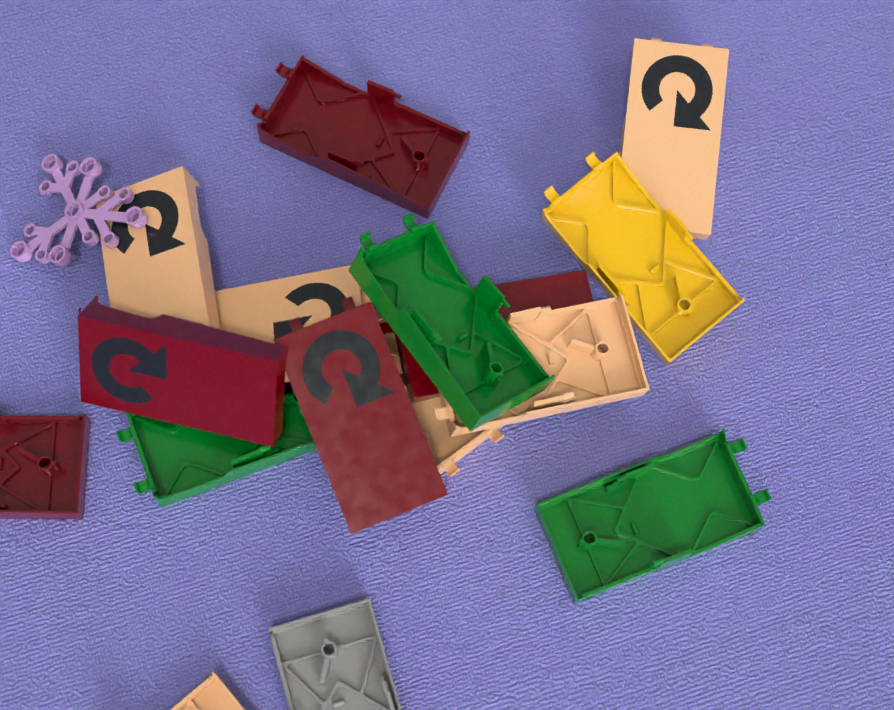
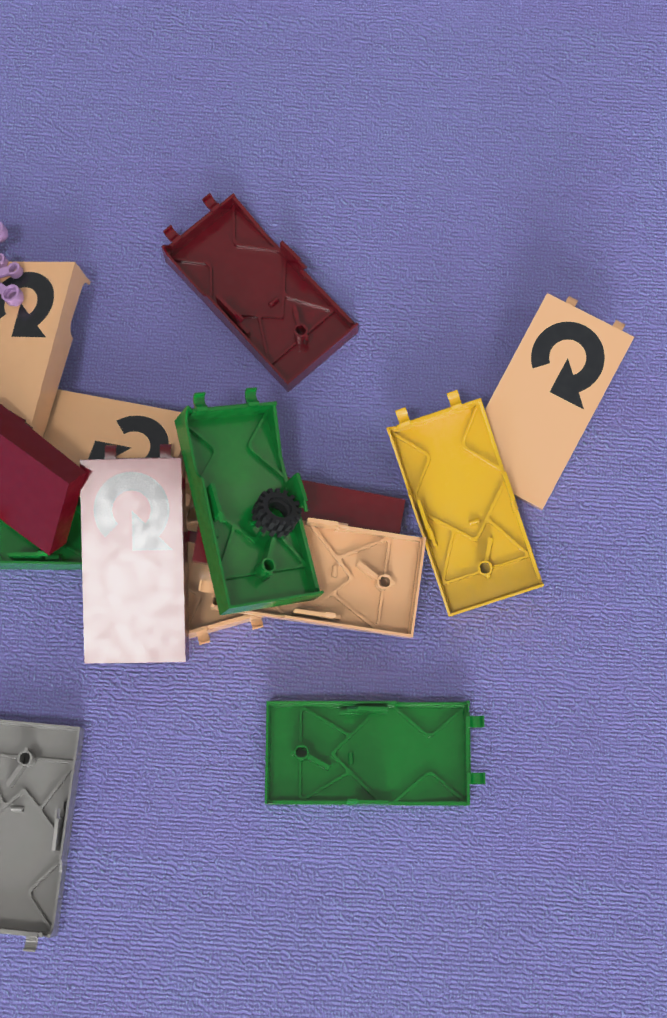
camera: 25 degrees right, 5 degrees up
(480, 319) = (271, 522): none -> black tyre

